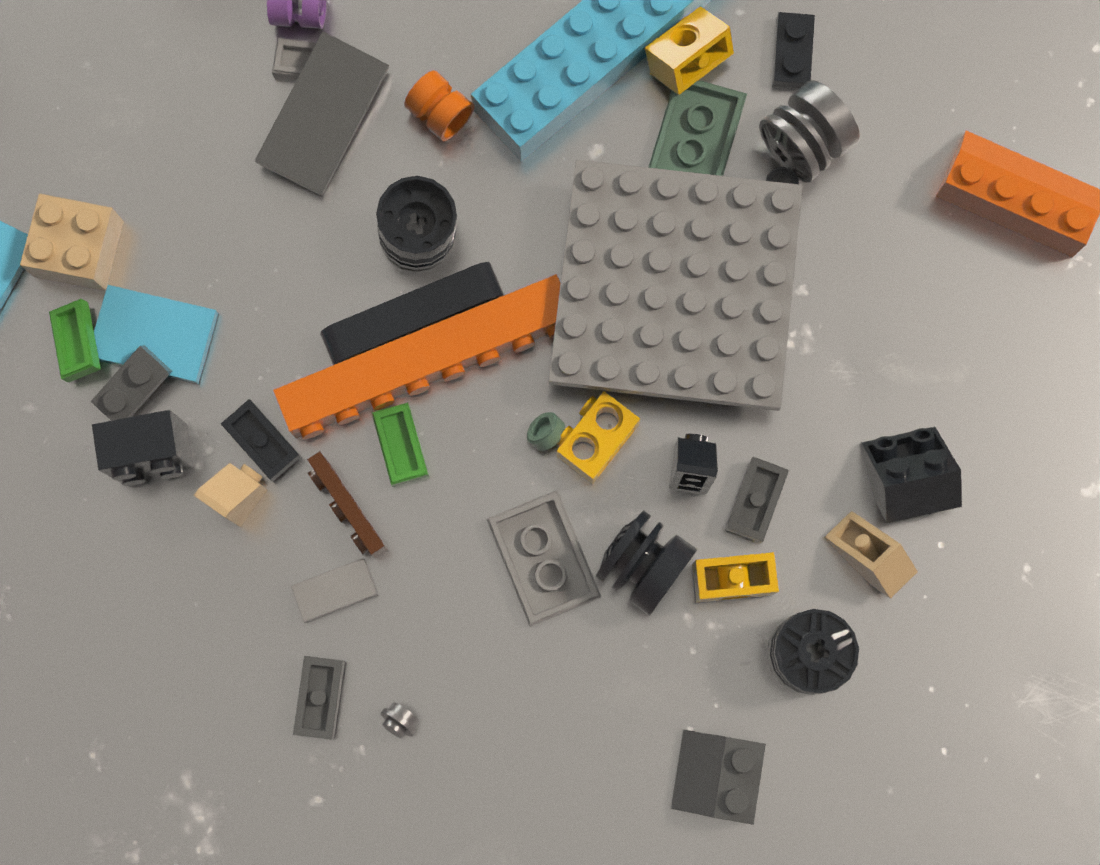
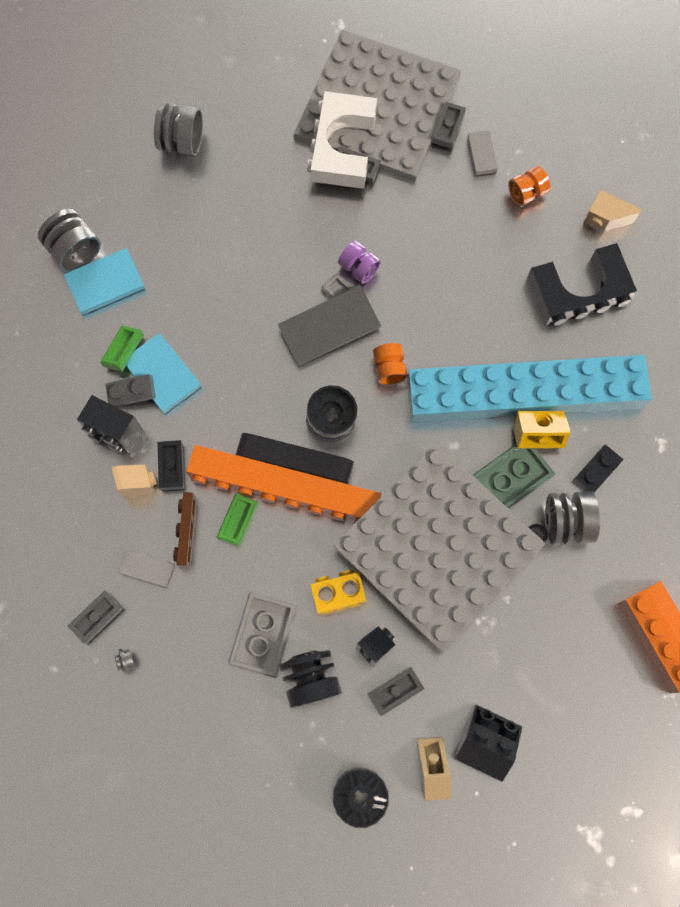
camera: 35 degrees right, 5 degrees down
(72, 242) = (158, 299): tan brick -> none
(545, 431) = (314, 569): sand green tile -> none
(718, 776) = (260, 823): dark grey slope -> none
(735, 577) = (351, 723): yellow brick -> none

